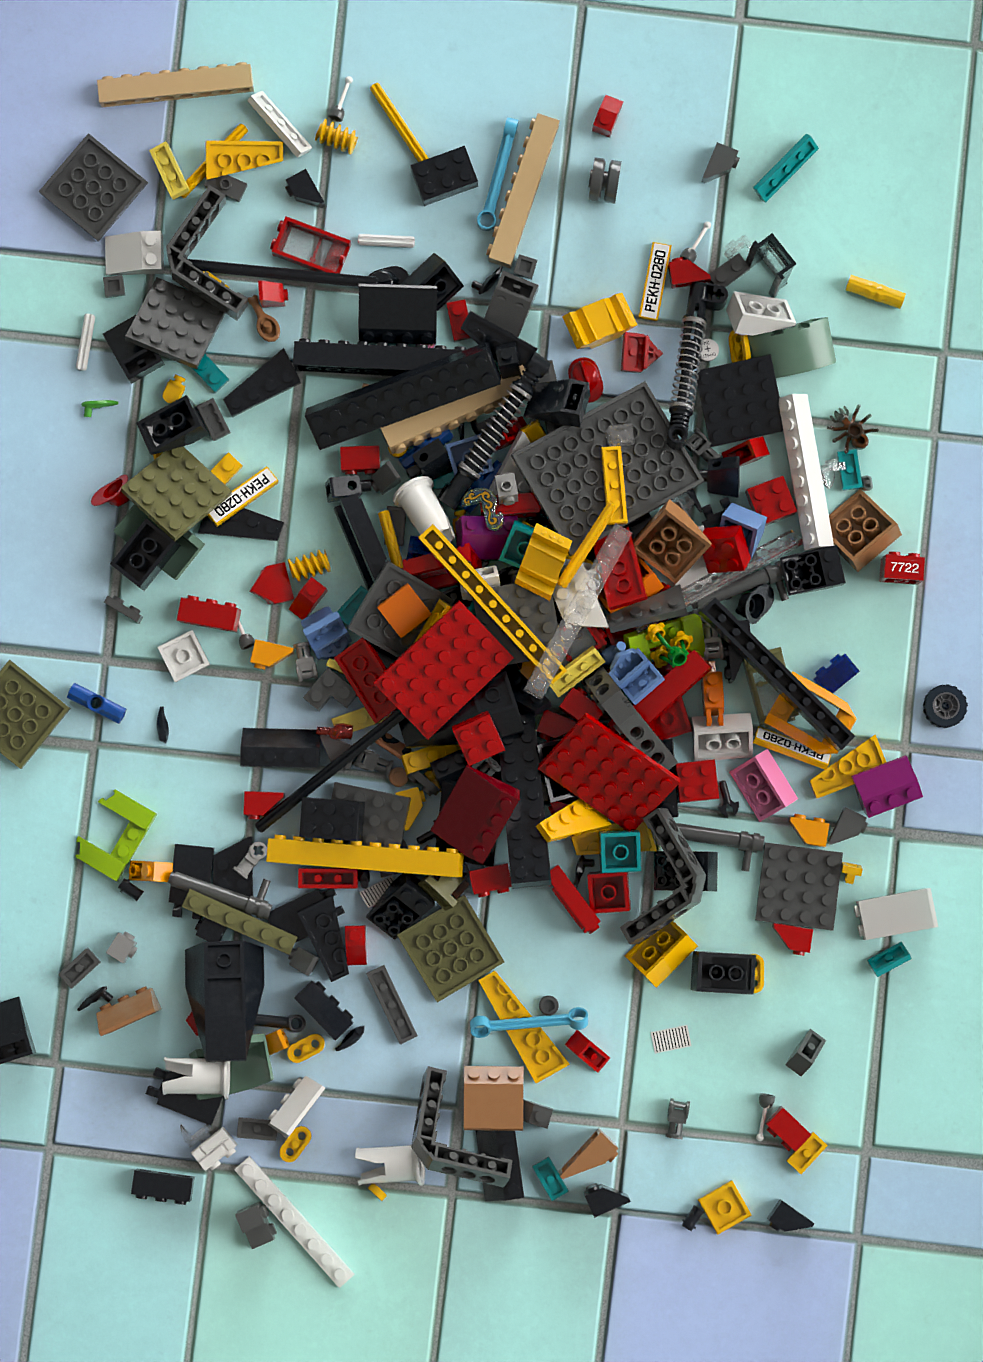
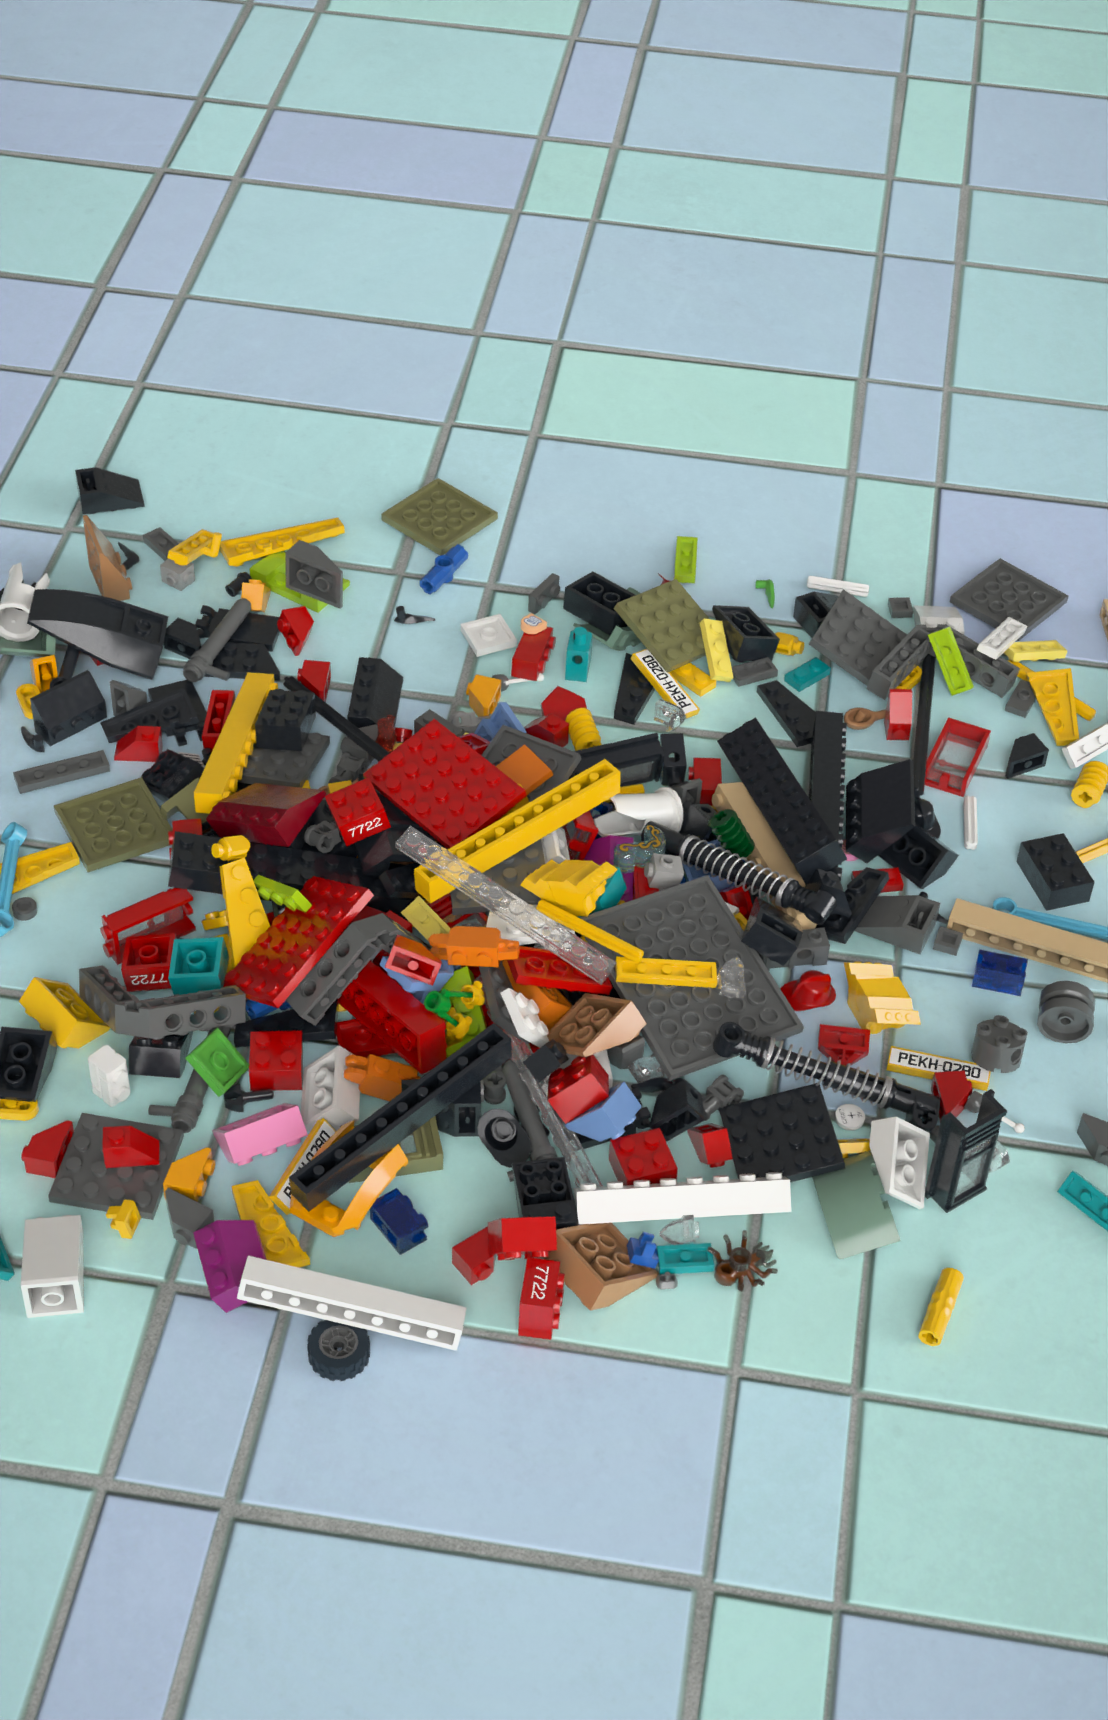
camera: 90 degrees right, 40 degrees down
(60, 481) = (685, 559): none -> lime plate
(71, 869) = (254, 546): none -> yellow wing
(94, 934) = (196, 545): none -> yellow plate
(137, 819) = (314, 574): none -> dark grey slope
(170, 197) = (1002, 638): none -> white tile
(183, 615) = (532, 624): none -> light nougat tile
(194, 827) = (295, 627): none -> red slope
(199, 451) = (716, 650): none -> light yellow plate
(205, 245) = (950, 660): none -> lime plate
(212, 573) = (579, 645): none -> teal torso
(239, 921) = (183, 648): olive plate -> none
(250, 860) = (251, 661): light grey connector -> none
(276, 492) = (669, 715): none -> clear plate
(322, 719) = (403, 734): none -> red plate
(458, 435) = (731, 833): none -> dark green piece
(529, 834) = (231, 848): none -> yellow arm
(559, 228) = (999, 972): none -> clear blue brick
(559, 847) = (214, 920): none -> yellow plate
(567, 790) = (281, 894): none -> lime plate
(619, 631) = (473, 946): none -> orange hinge
(639, 234) = (998, 1045): none -> dark grey brick
(640, 679) = (413, 960): none -> red slope
(675, 590) = (525, 1017): none -> white plate
(705, 573) = (546, 1060): none -> black brick
(707, 823) = (218, 1062): none -> bright green plate
(729, 902) = (109, 1075): none -> white brick
(797, 874) = (129, 1147): none -> red slope
(848, 500) = (643, 1251): none -> blue tile
(860, 615) = (473, 1258): none -> red slope
(866, 582) = (519, 1236): none -> red brick
(921, 698) = (352, 1303): none -> white brick

